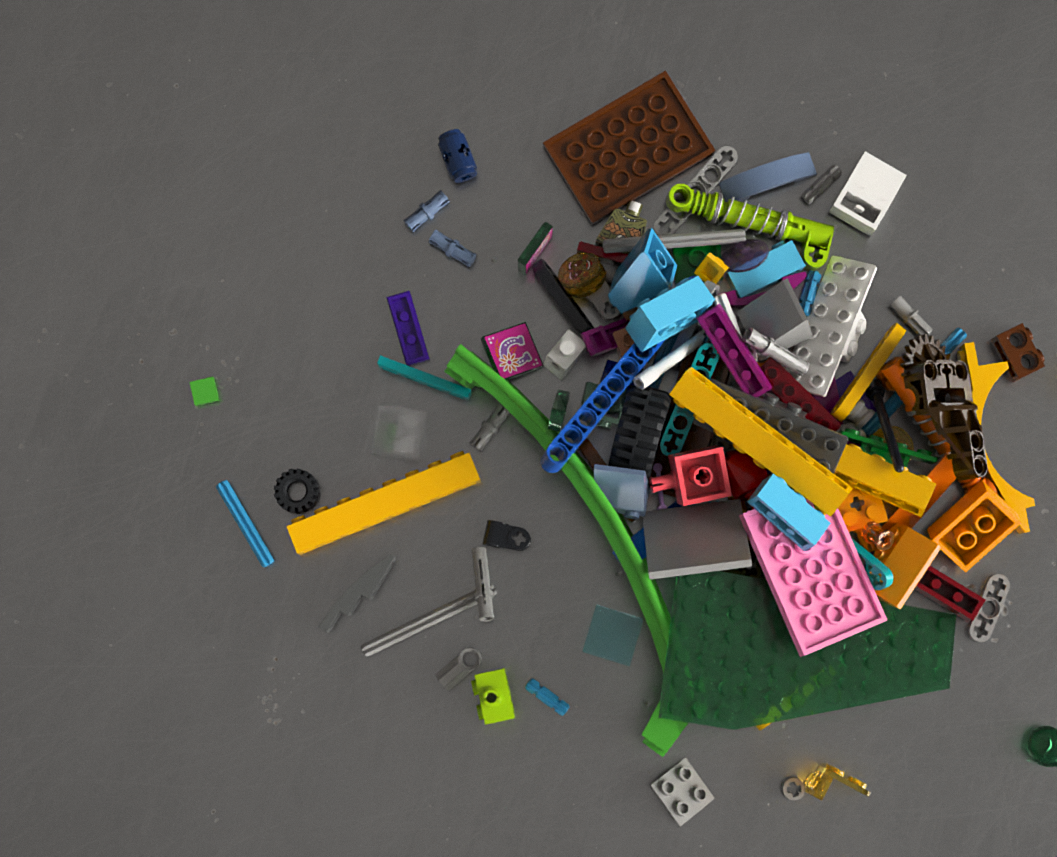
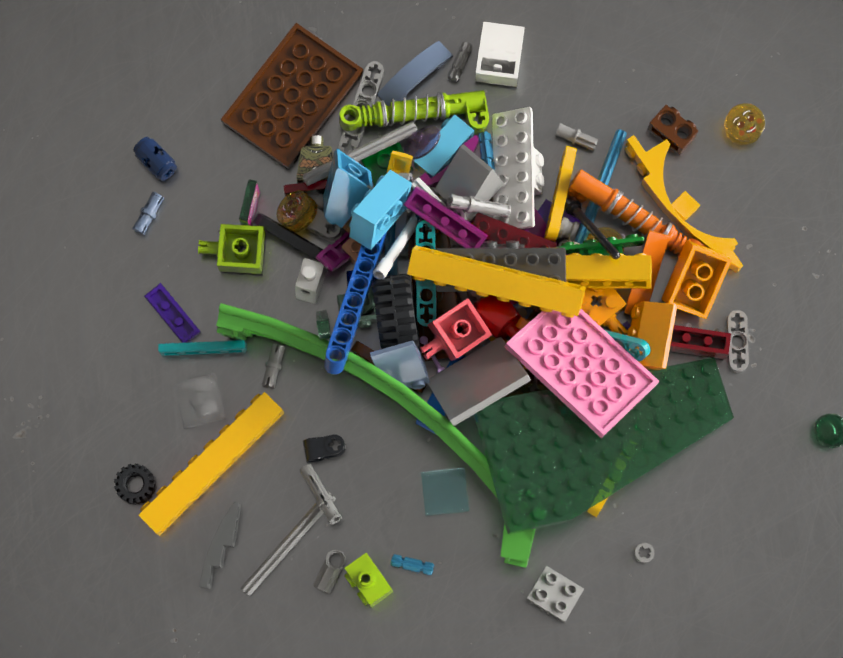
camera: 25 degrees left, 5 degrees down
(204, 391) = (24, 435): bright green tile -> none
(245, 523) = (102, 529): dark azure axle -> none
(452, 248) = (181, 234): sand blue pin -> none
(499, 277) = (229, 243): none -> lime brick
(512, 351) = (266, 295): tile -> none
(789, 512) = (543, 326): medium azure brick -> none
(819, 782) = (661, 537): clear yellow bracket -> none
(869, 537) = (623, 318): clear orange bush -> none
(956, 421) = (607, 169): dark brown connector -> none
(996, 439) = (685, 205): none -> yellow tile

